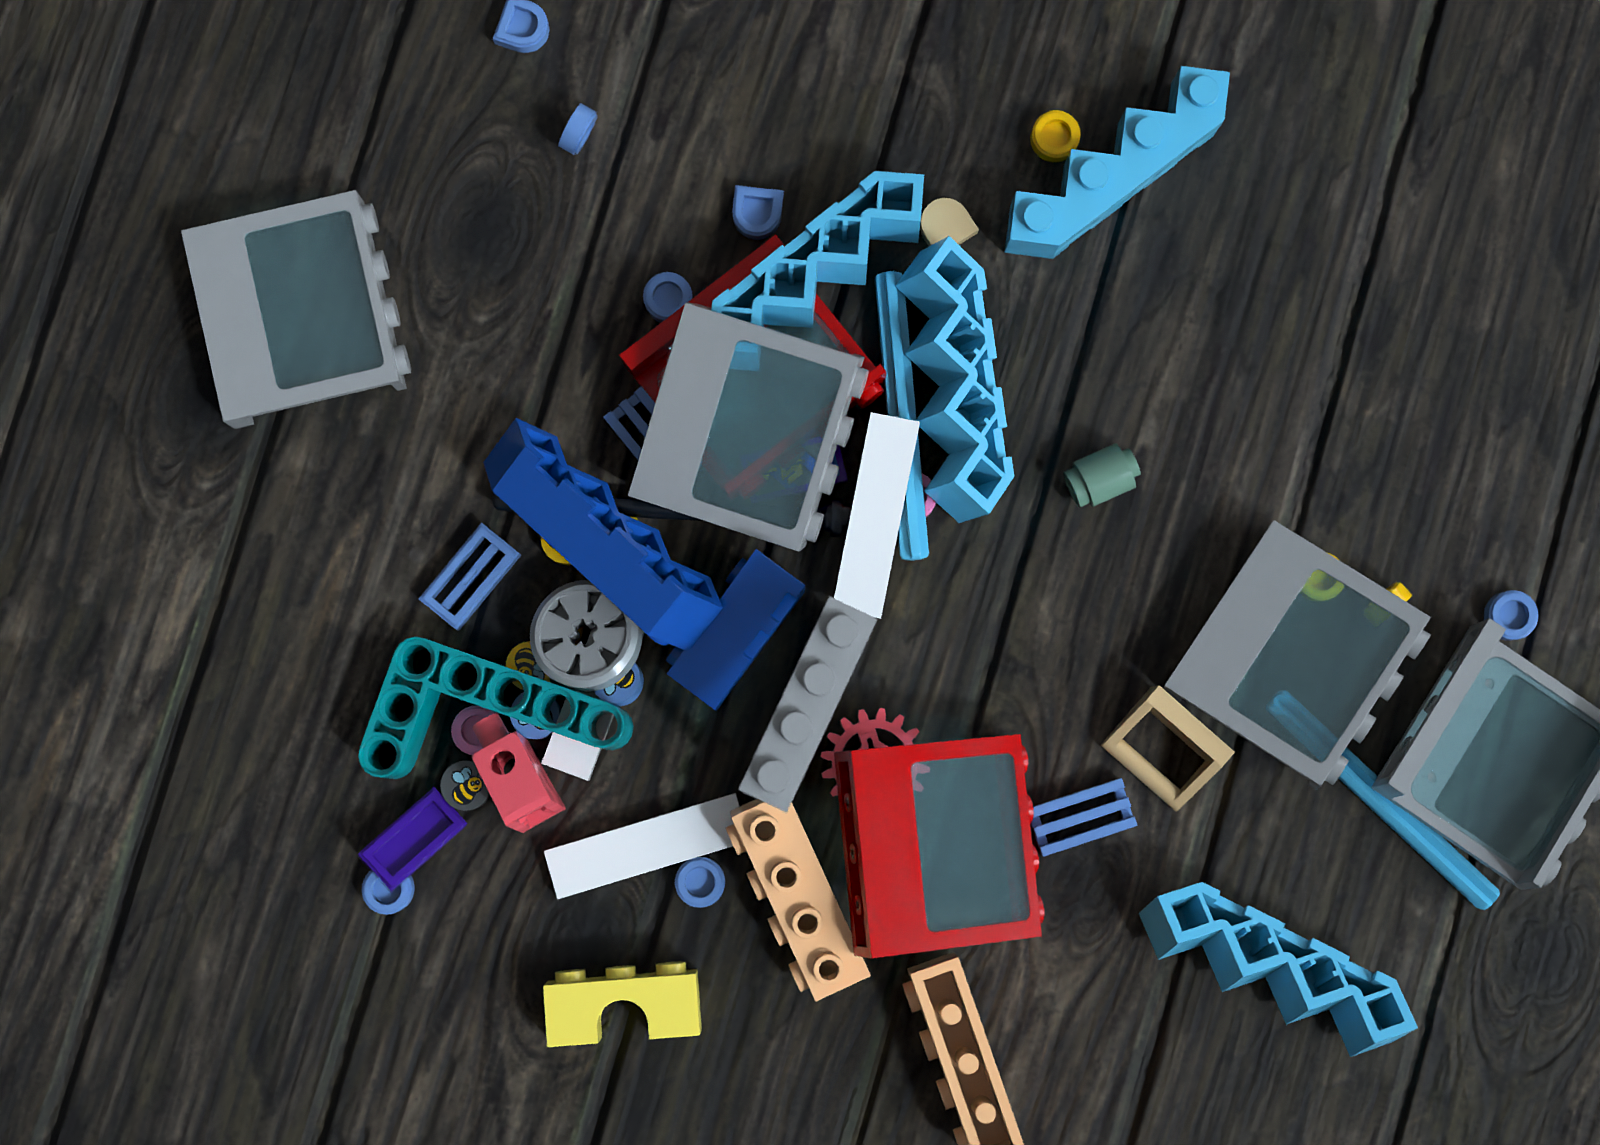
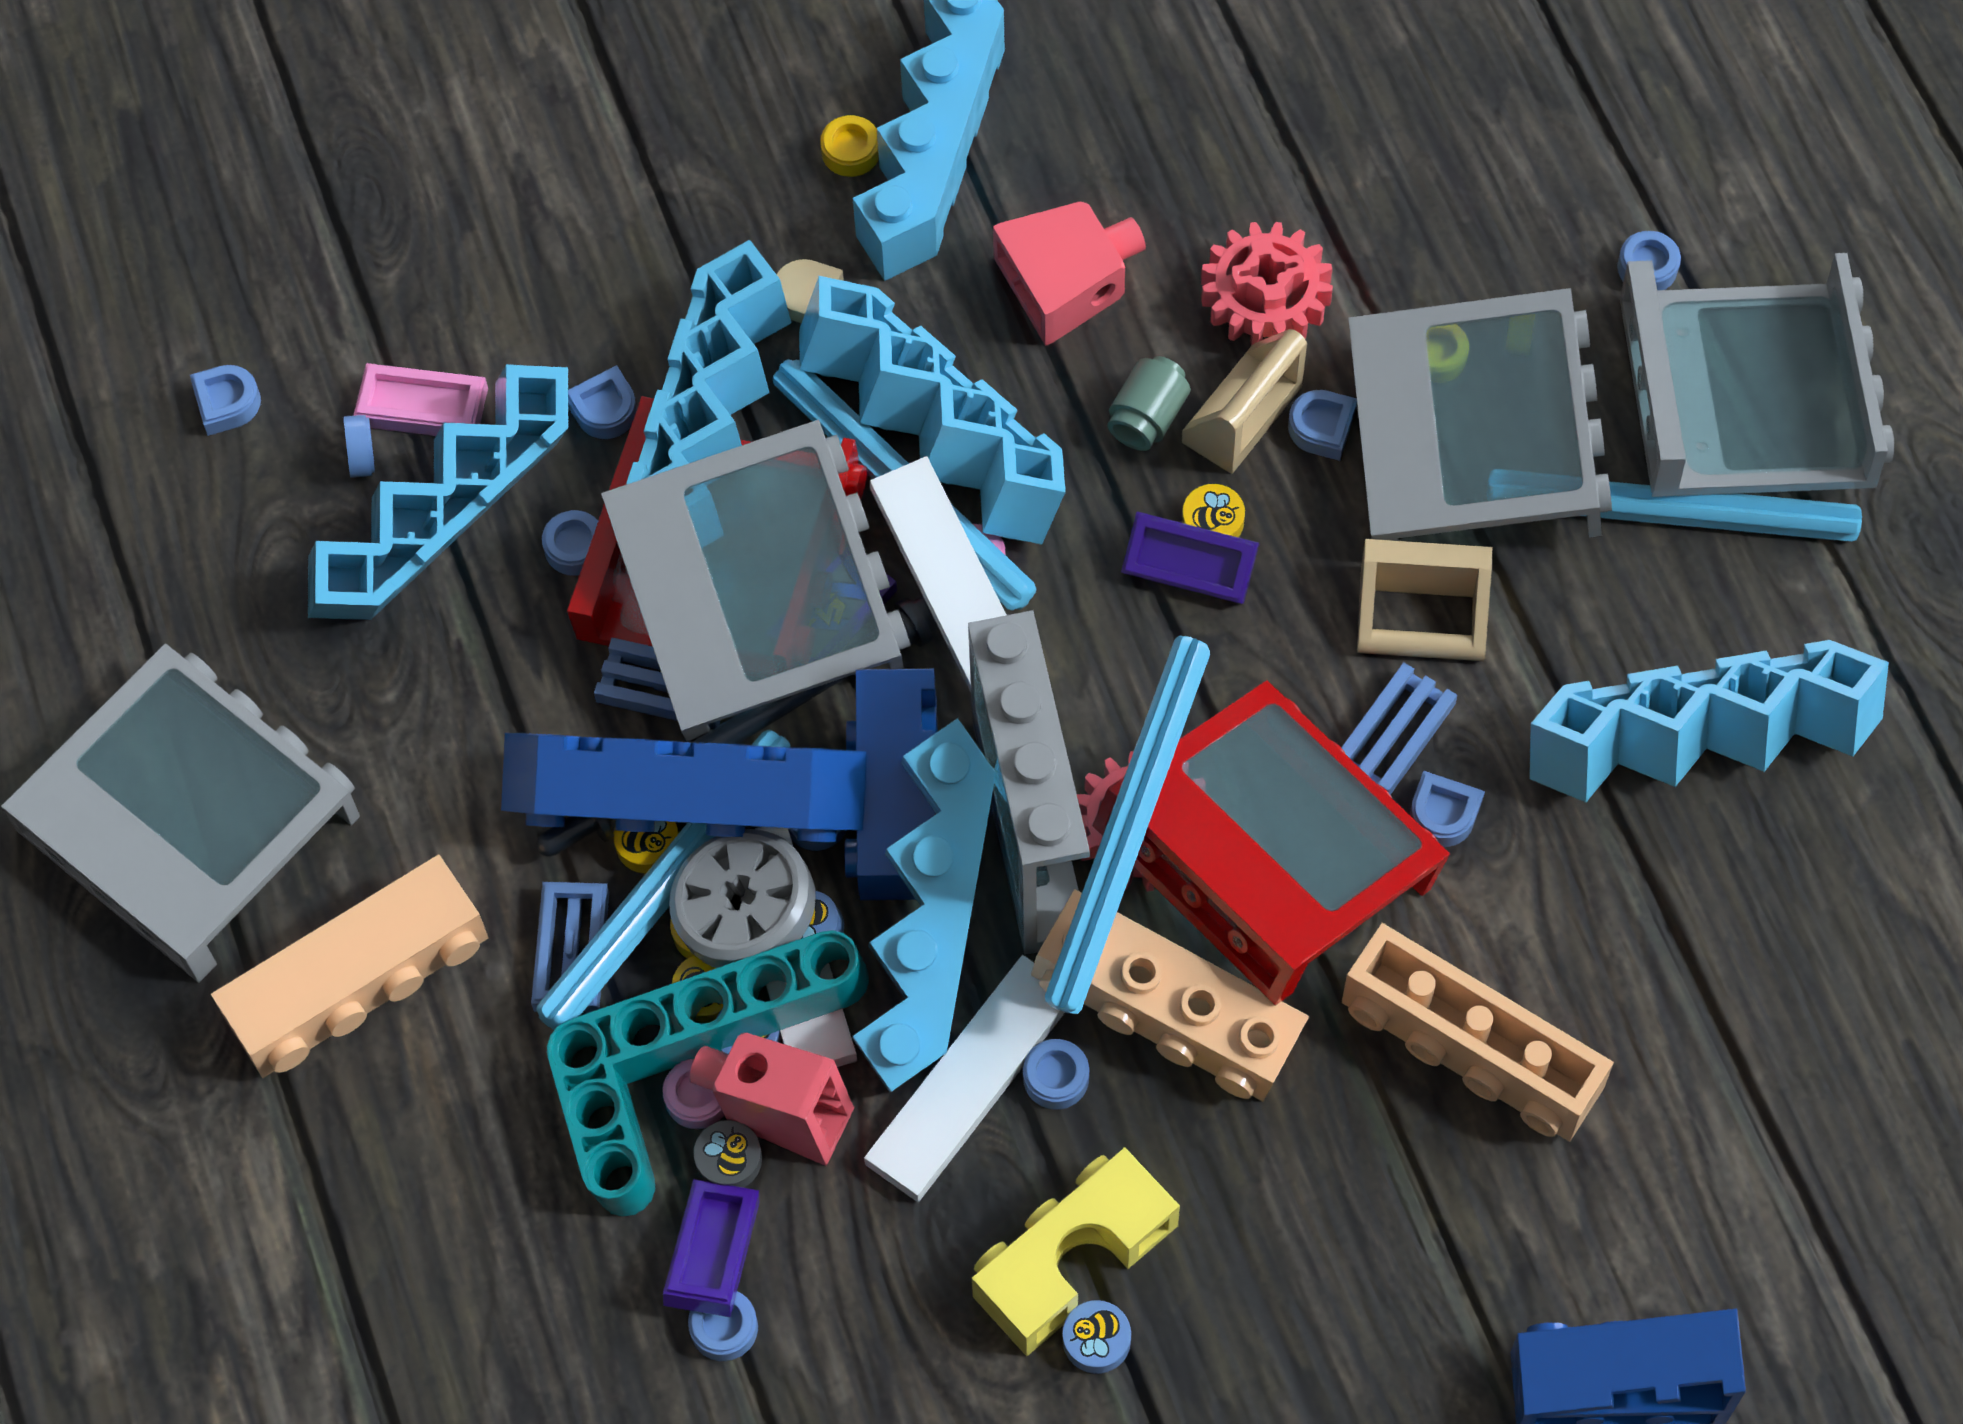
camera: 30 degrees left, 20 degrees down
(322, 497) = (351, 967): none -> light nougat brick
(523, 590) = (627, 923): none -> medium azure axle
(575, 220) = (423, 519): none -> medium azure brick
(599, 1065) = (1096, 1336): none -> medium blue tile
(643, 122) = (419, 399): none -> bright pink tile
(672, 754) = (941, 871): none -> medium azure brick
(844, 787) = (1127, 825): none -> medium azure axle
(1044, 604) = (1190, 557): none -> dark purple tile
(1069, 891) = (1446, 808): none -> medium blue tile
(1083, 584) = (1215, 509): none -> tile
(1125, 335) = (1065, 264): none -> coral torso
(1165, 520) = (1248, 400): none -> tan tile
(1205, 569) = (1322, 422): none -> medium blue tile
(1253, 430) = (1268, 282): none -> coral gear

